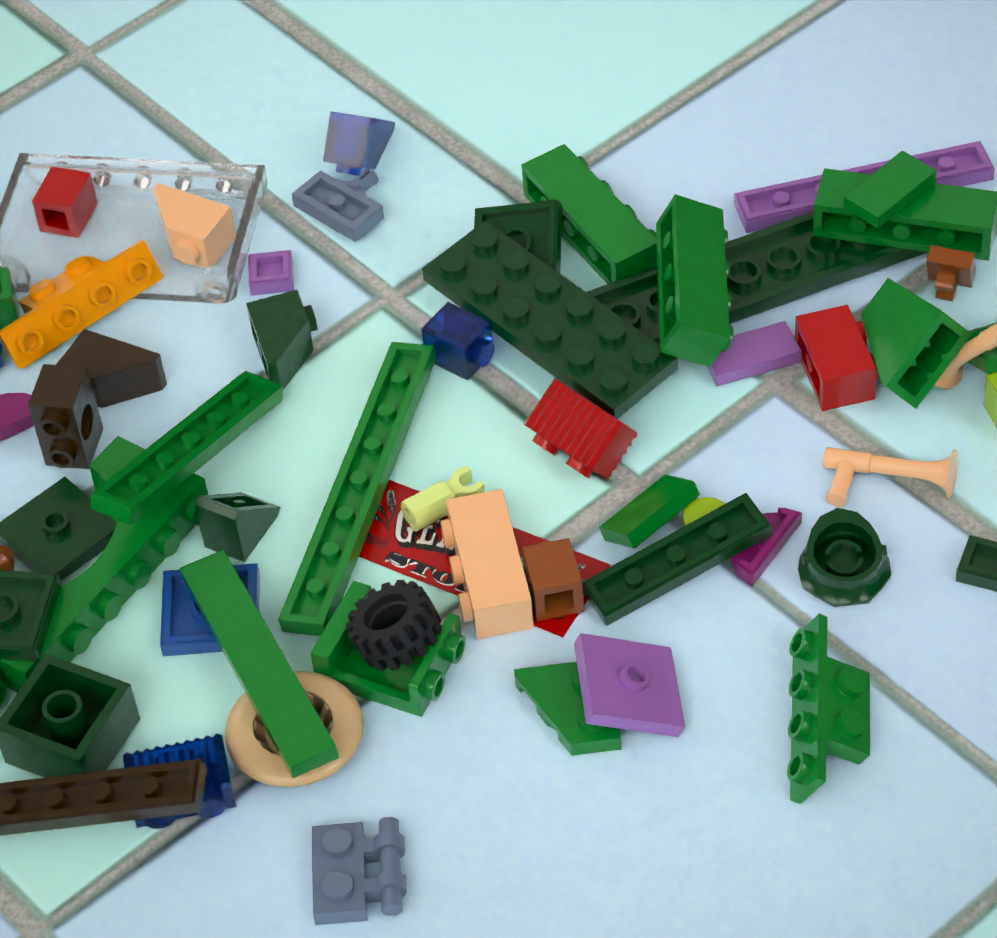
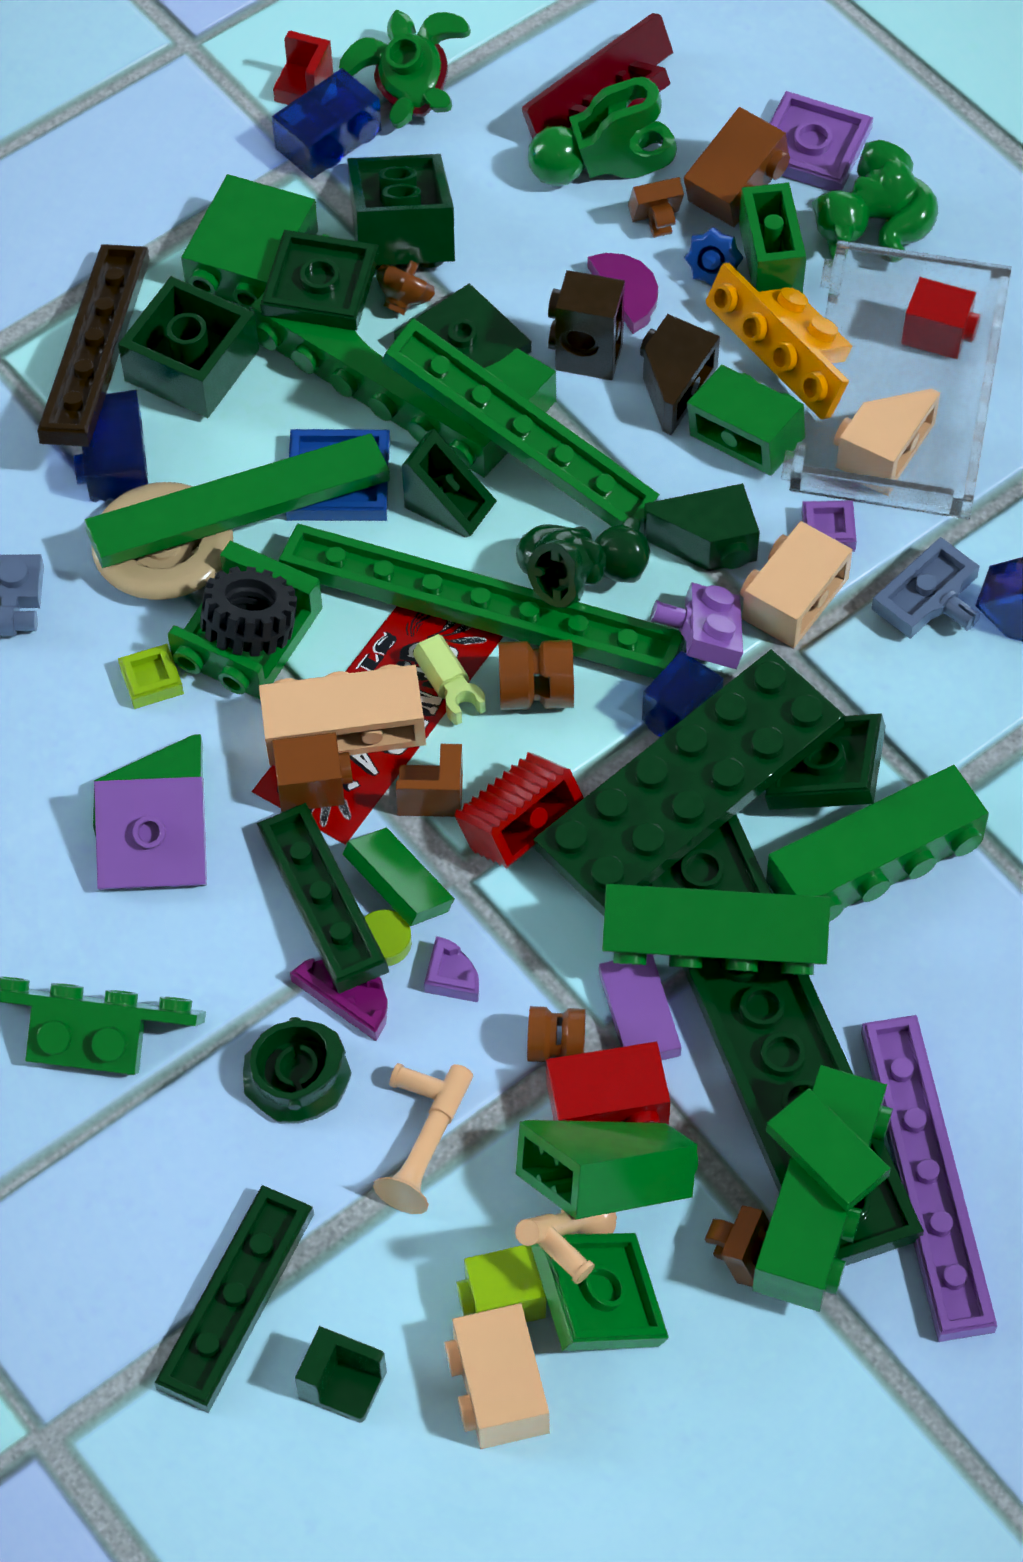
camera: 90 degrees right, 10 degrees up
(169, 314) = (746, 419): none -> green brick
(333, 409) = (566, 559): none -> dark green animal
(339, 278) = (795, 583): none -> light nougat brick
(386, 322) = (708, 624): none -> medium lavender plate
(441, 431) = (517, 680): none -> dark orange wheel
(445, 724) = (150, 676): none -> lime tile
(551, 497) = (432, 788): none -> dark orange panel
(731, 475) = (451, 972): none -> medium lavender tile
(788, 393) = (543, 1033): none -> dark orange wheel

